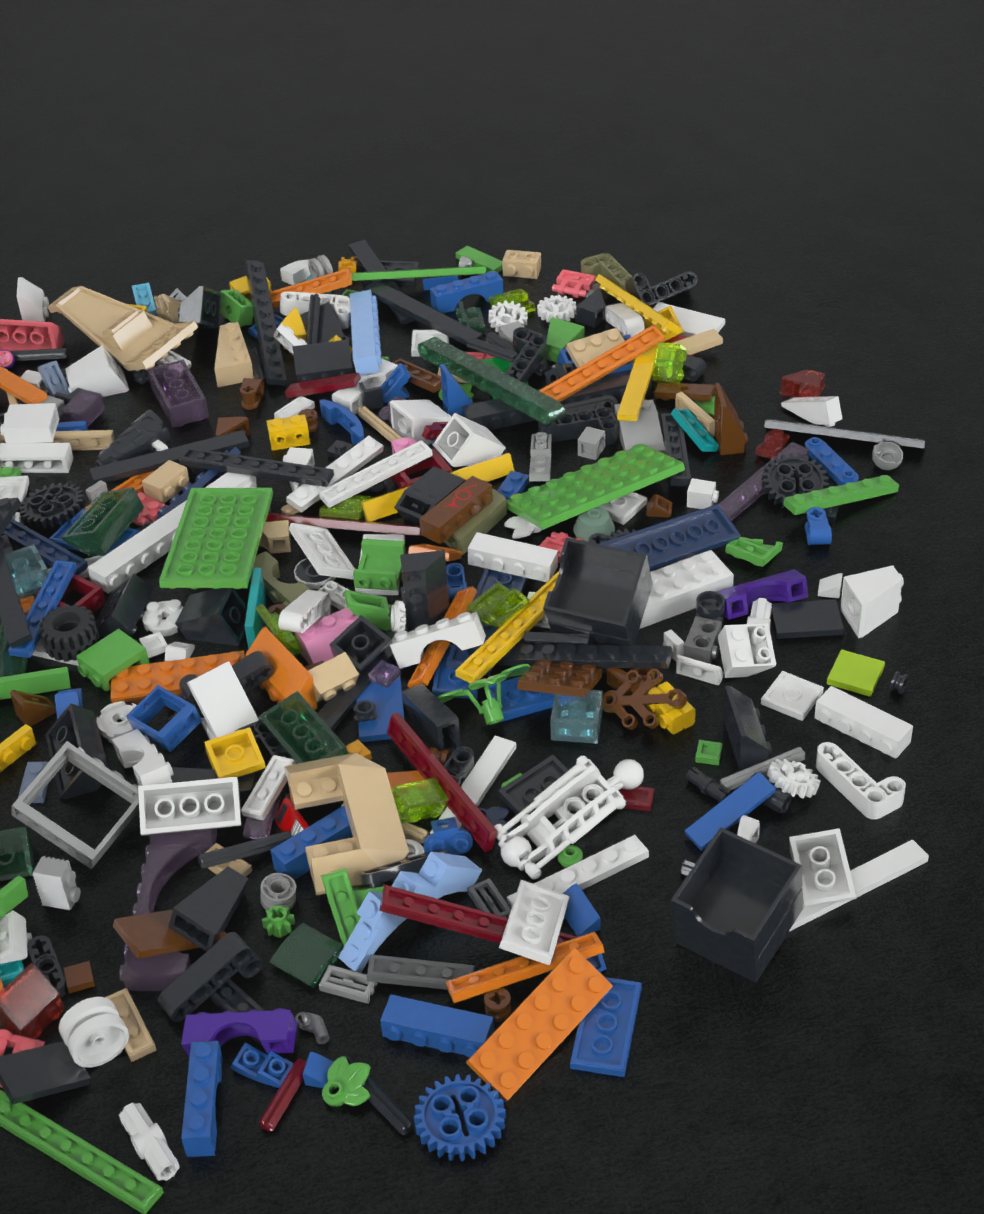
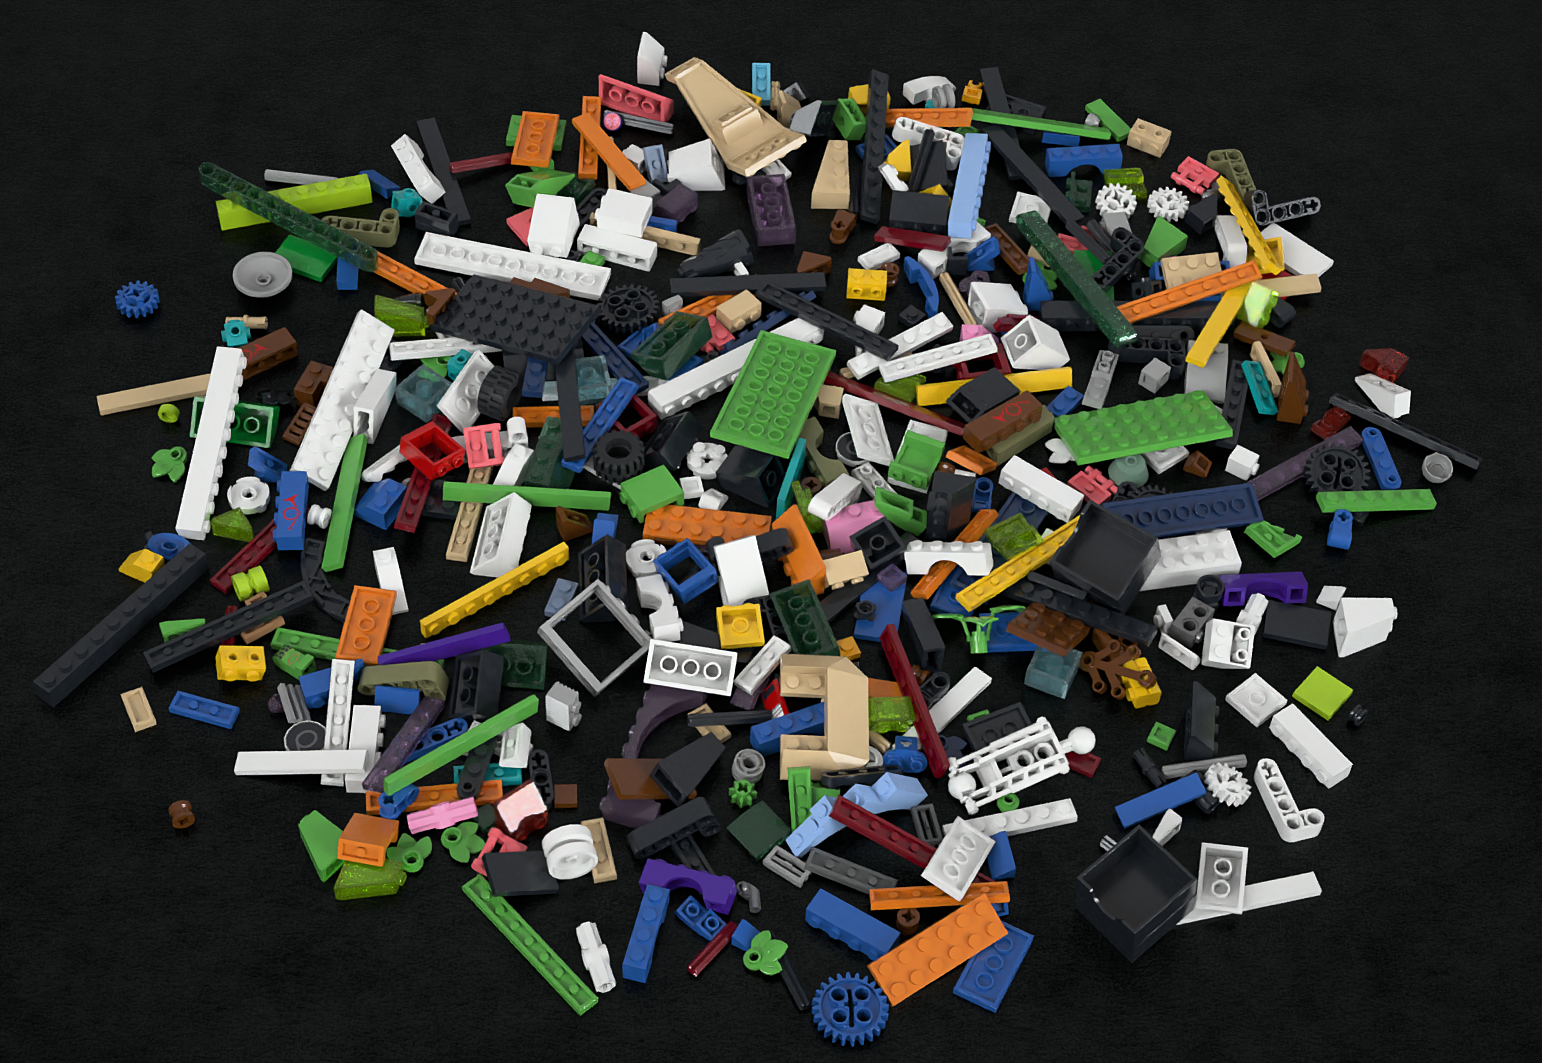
camera: 10 degrees right, 10 degrees up
(398, 616) = (918, 525): white gear -> none

